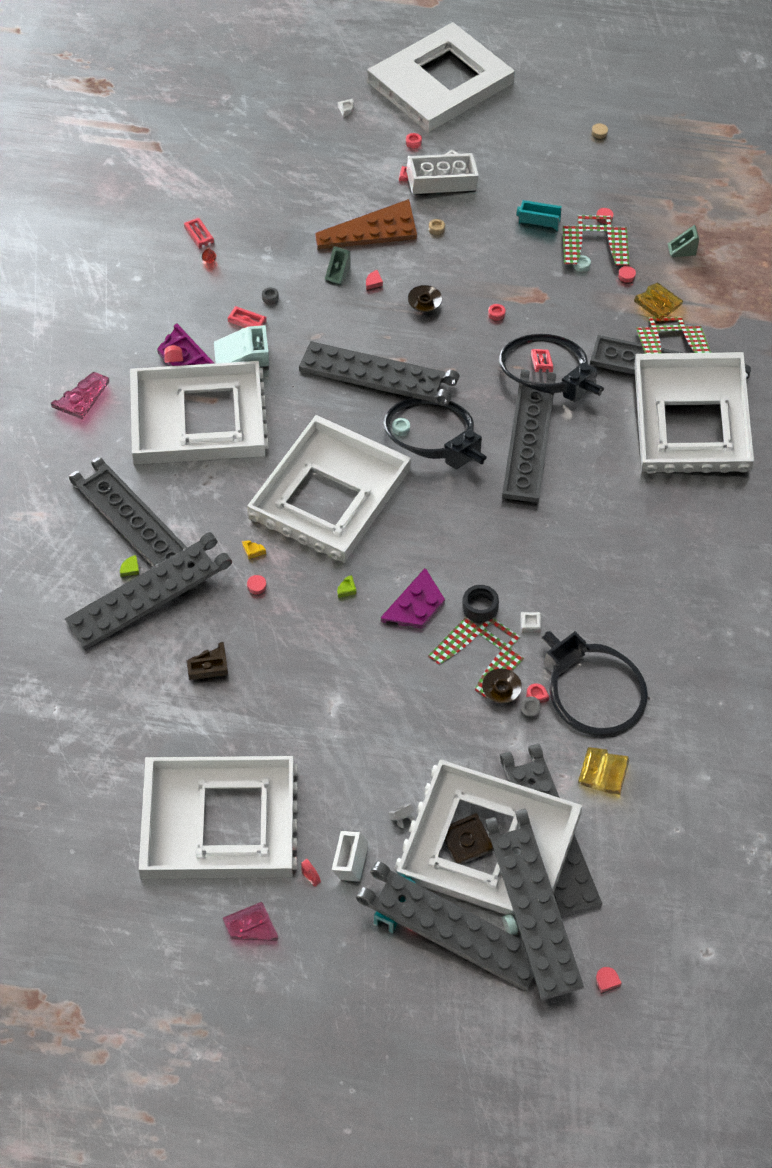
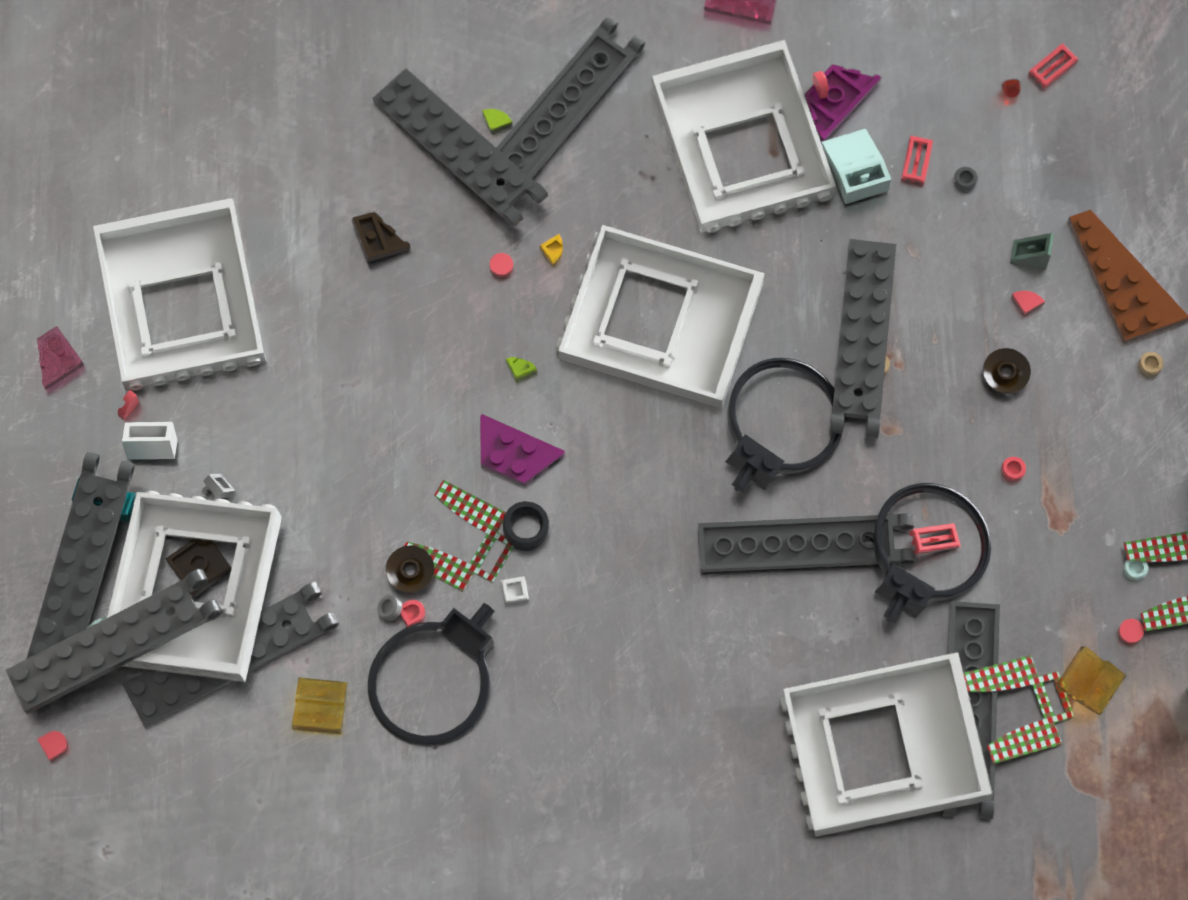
camera: 80 degrees right, 15 degrees up
(401, 426) = (784, 383): light aqua tile -> none

